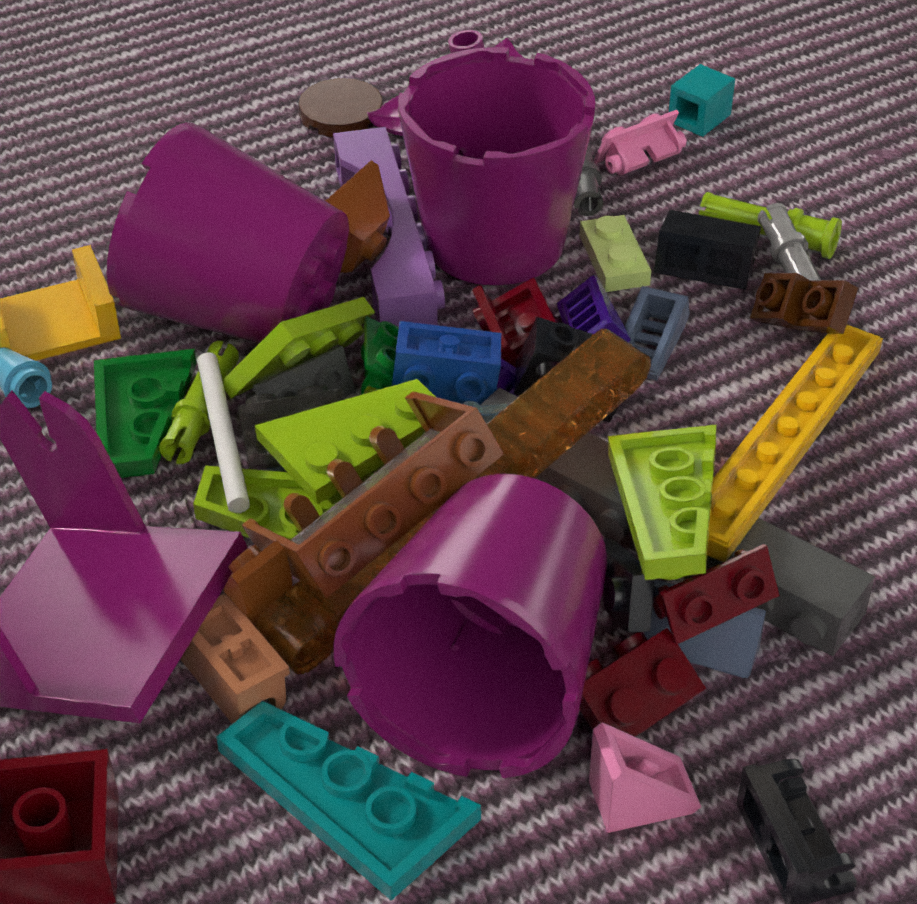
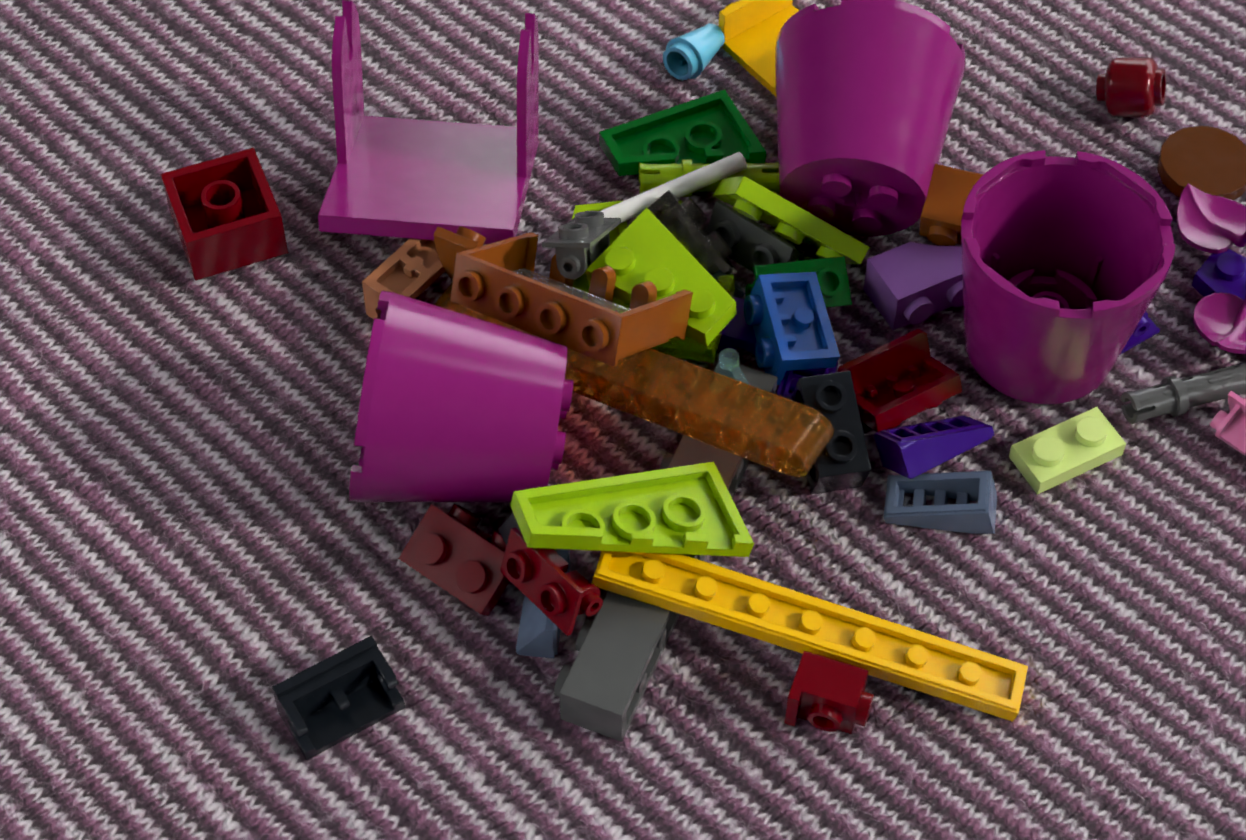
camera: 75 degrees right, 10 degrees up
(241, 114) = (1132, 87): none -> dark red head
(285, 472) = (581, 242): none -> dark grey hinge
(359, 808) = (307, 391): teal wing -> none
(637, 781) = (362, 573): bright pink slope -> none
(706, 249) = (1099, 526): black hinge -> none
(787, 244) = (1114, 599): light grey pin -> none
(803, 303) = (1026, 620): reddish brown slope -> none
(819, 233) = (1175, 602): lime pin -> none
(851, 446) = (828, 694): none -> dark red brick

